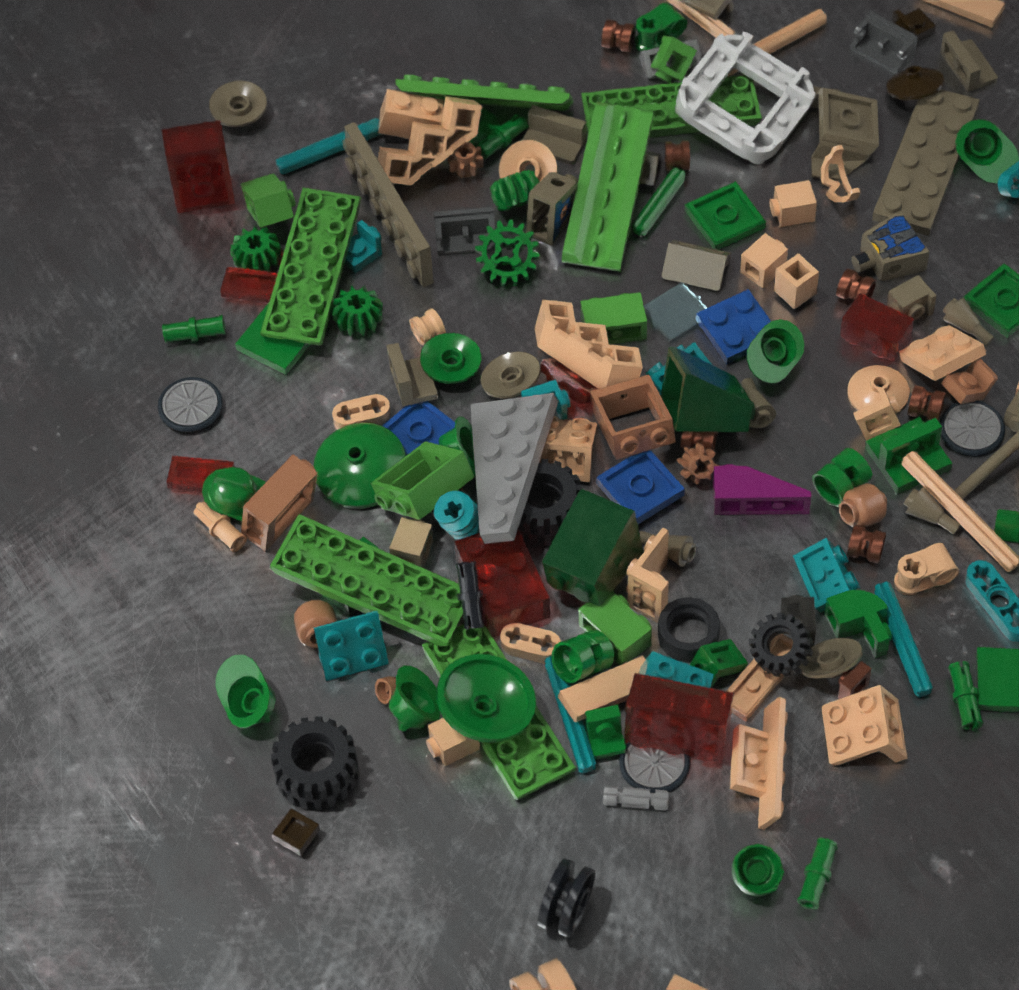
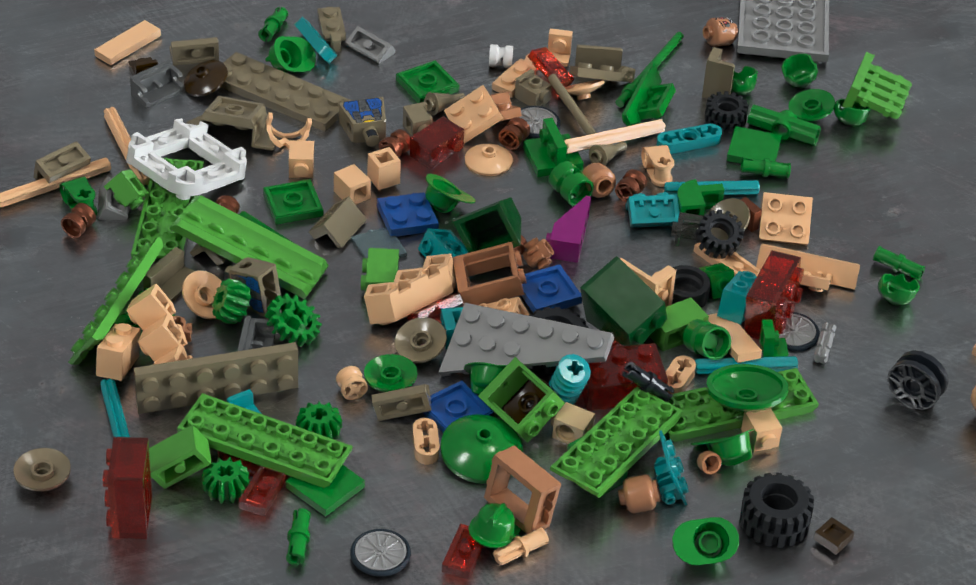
camera: 85 degrees left, 15 degrees down
(878, 416) = (521, 151): light nougat bracket -> none

